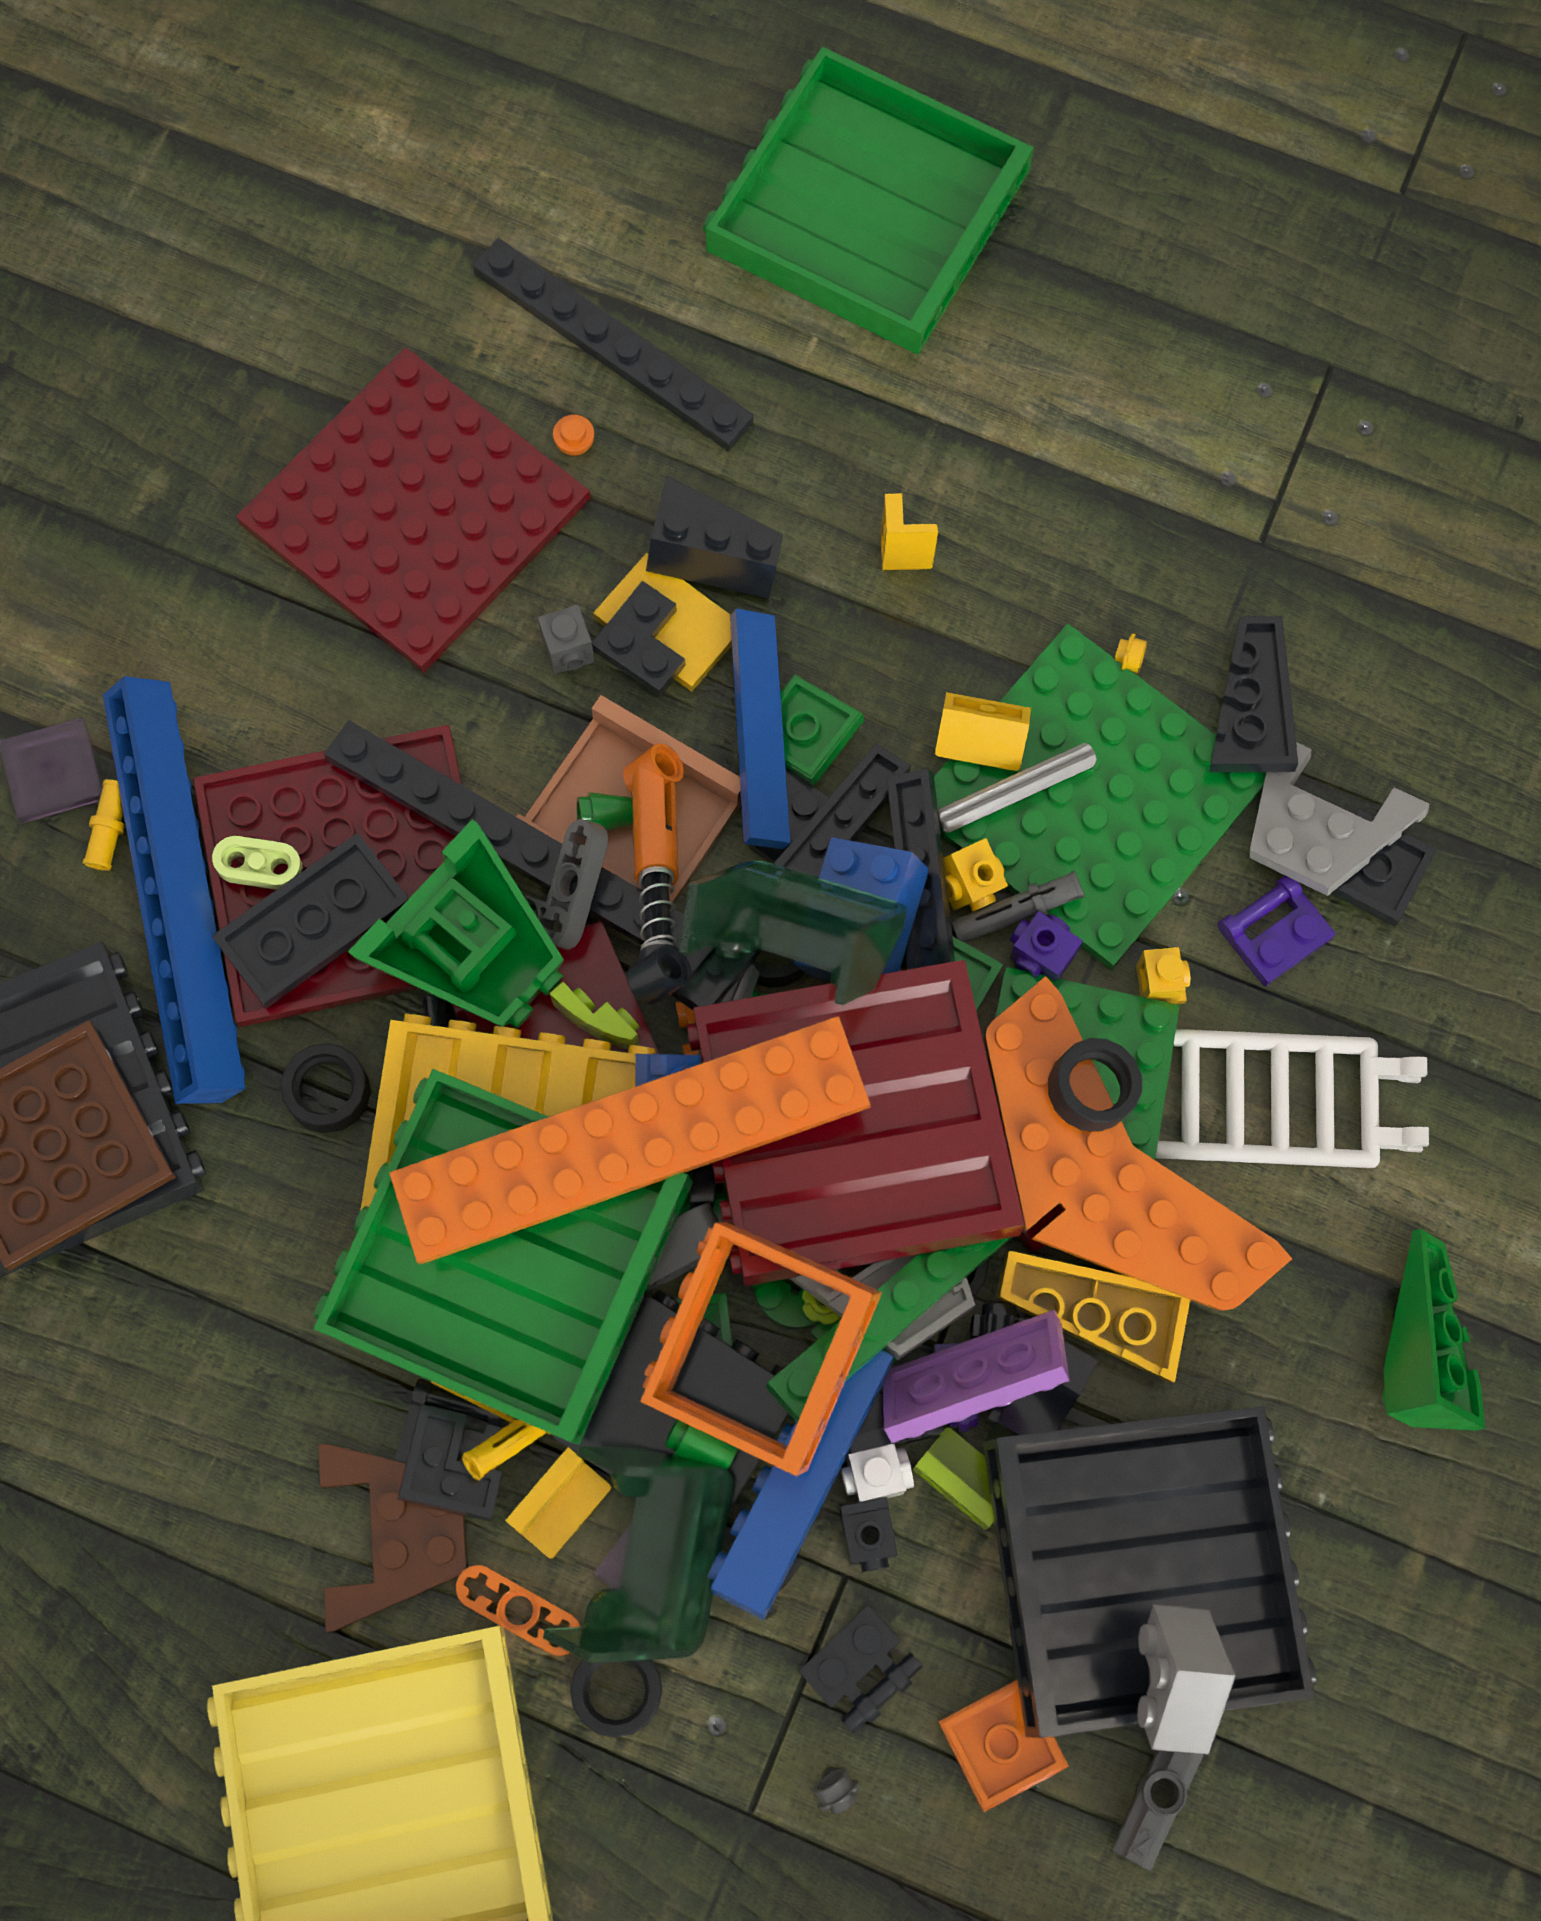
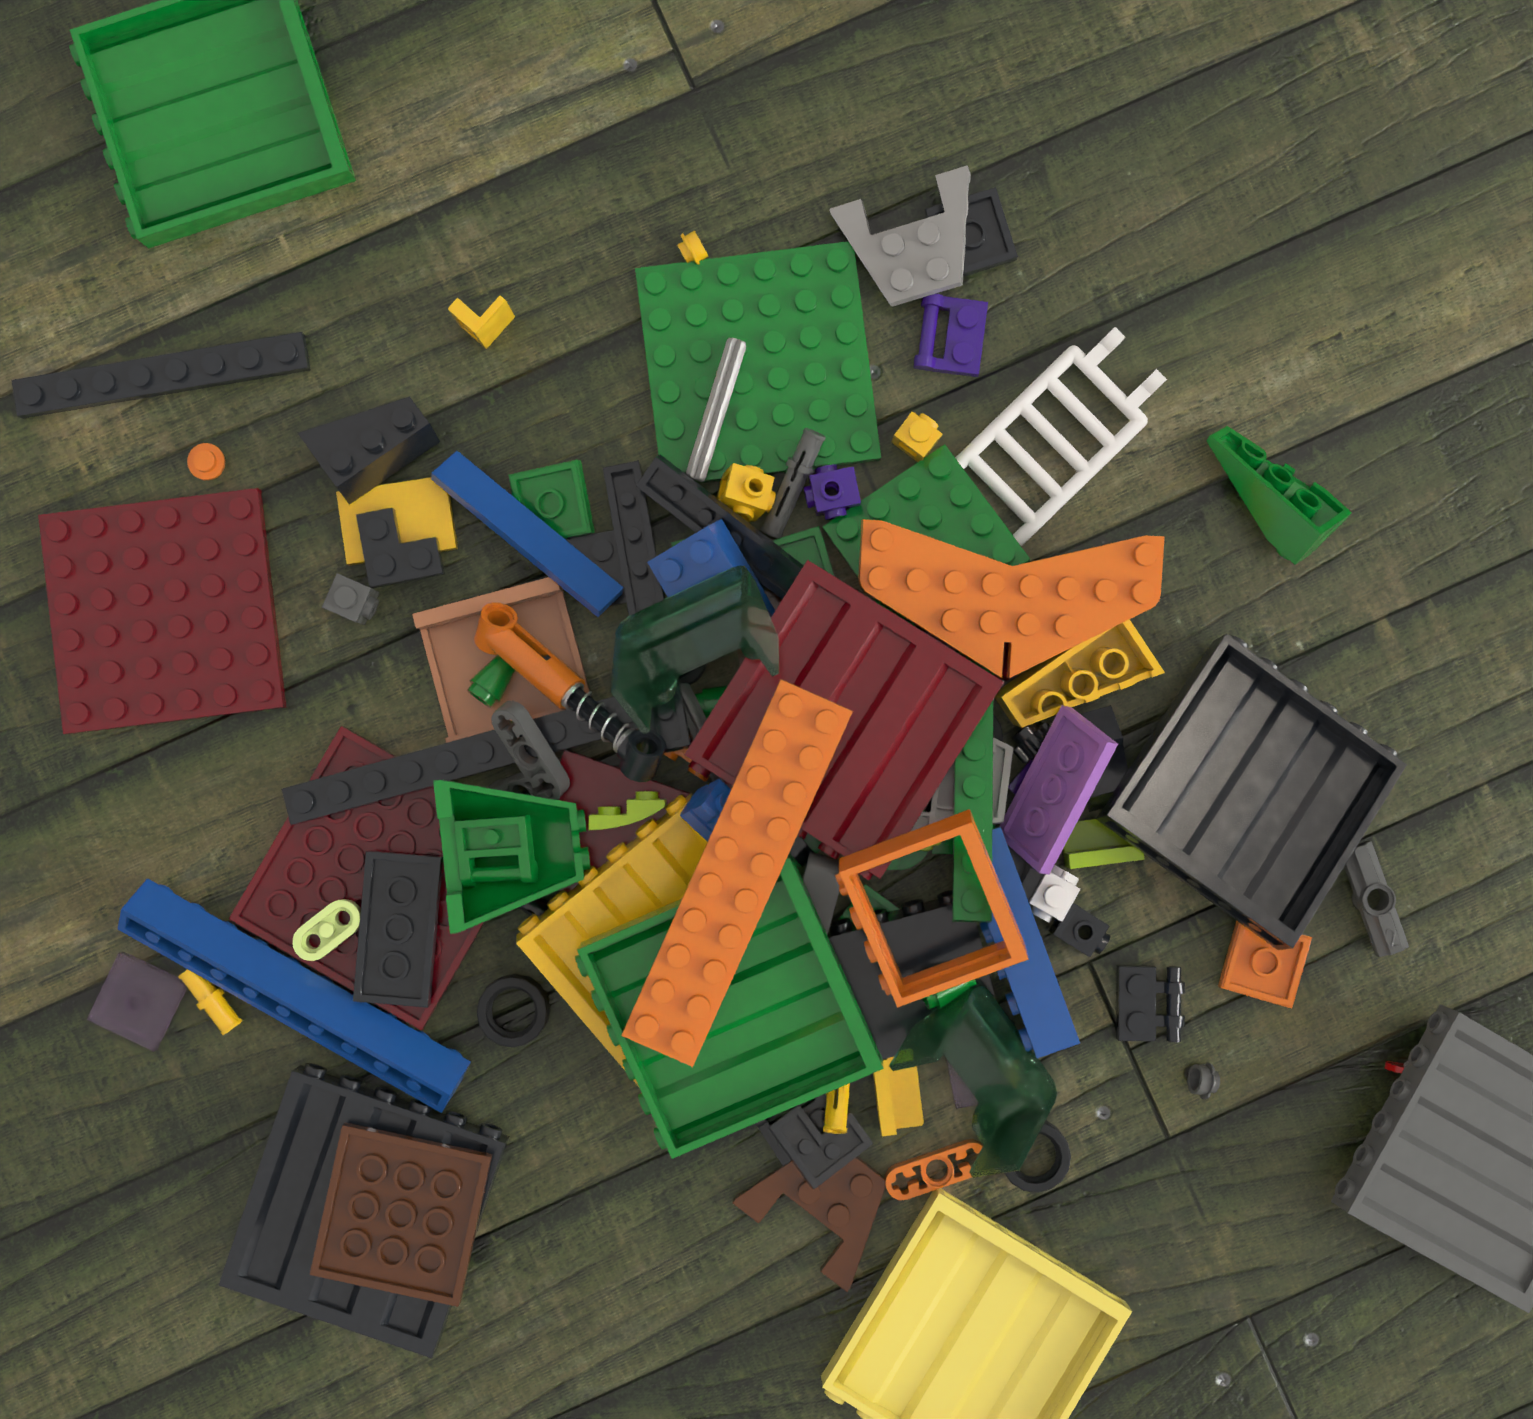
camera: 45 degrees left, 15 degrees up
(983, 731) = (660, 394): yellow panel -> none
(1118, 1061) = (972, 531): black tyre -> none
(1187, 1679) = (1340, 835): light grey brick -> none
(1256, 707) = (805, 208): black wing -> none

